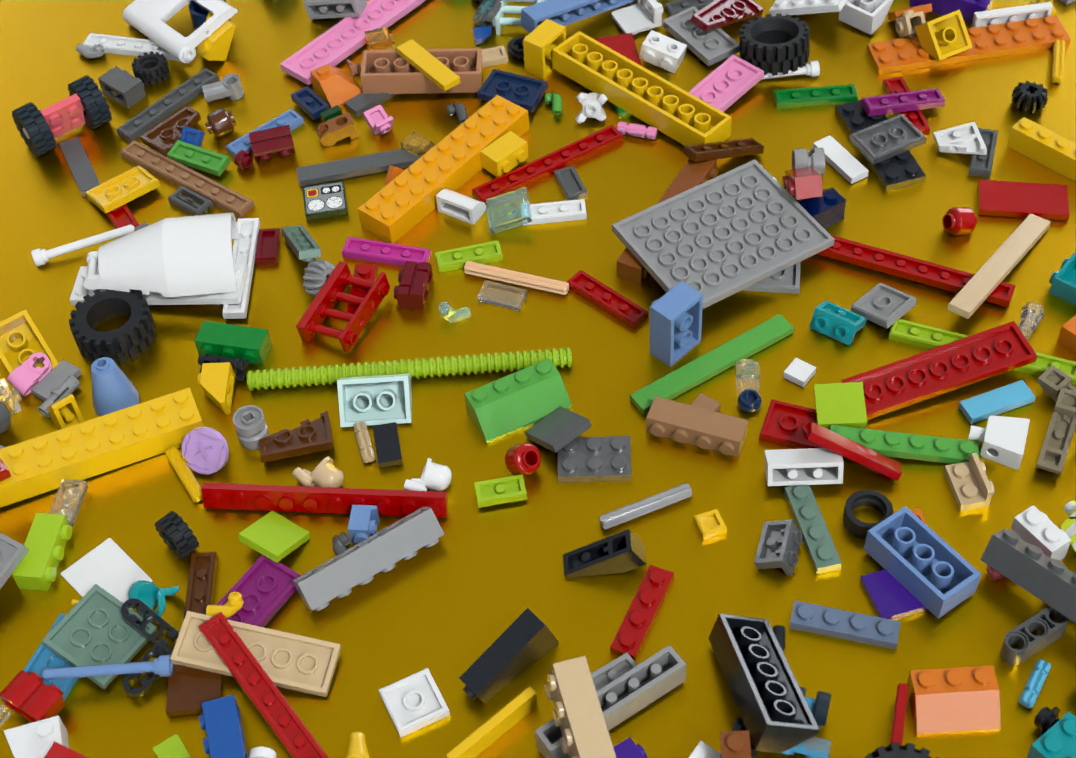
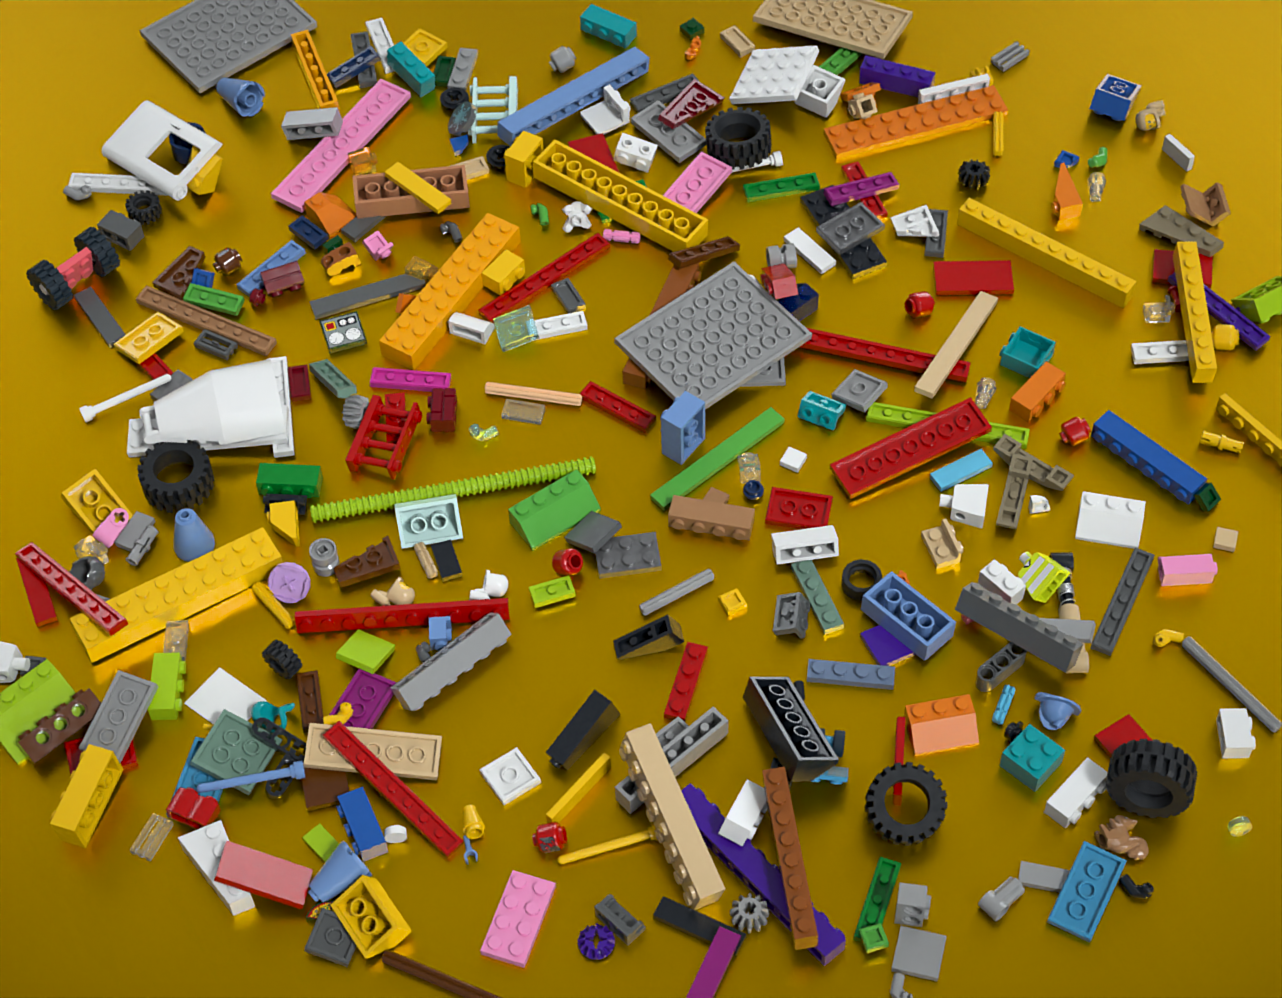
camera: 10 degrees left, 5 degrees up
(65, 412) = (154, 561): yellow slope -> none
(166, 105) = (169, 244): dark grey tile -> none
(228, 87) = (227, 222): light grey piece -> none
(354, 68) = (343, 191): nougat hand -> none
(479, 253) = (494, 373): lime tile -> none
(513, 87) = (501, 202): dark blue plate -> none
(840, 404) = (830, 487): lime tile -> none
(854, 451) = (846, 527): red tile -> none
(911, 445) = (884, 517): bright green plate -> none
(944, 36) = (893, 118): yellow slope -> none

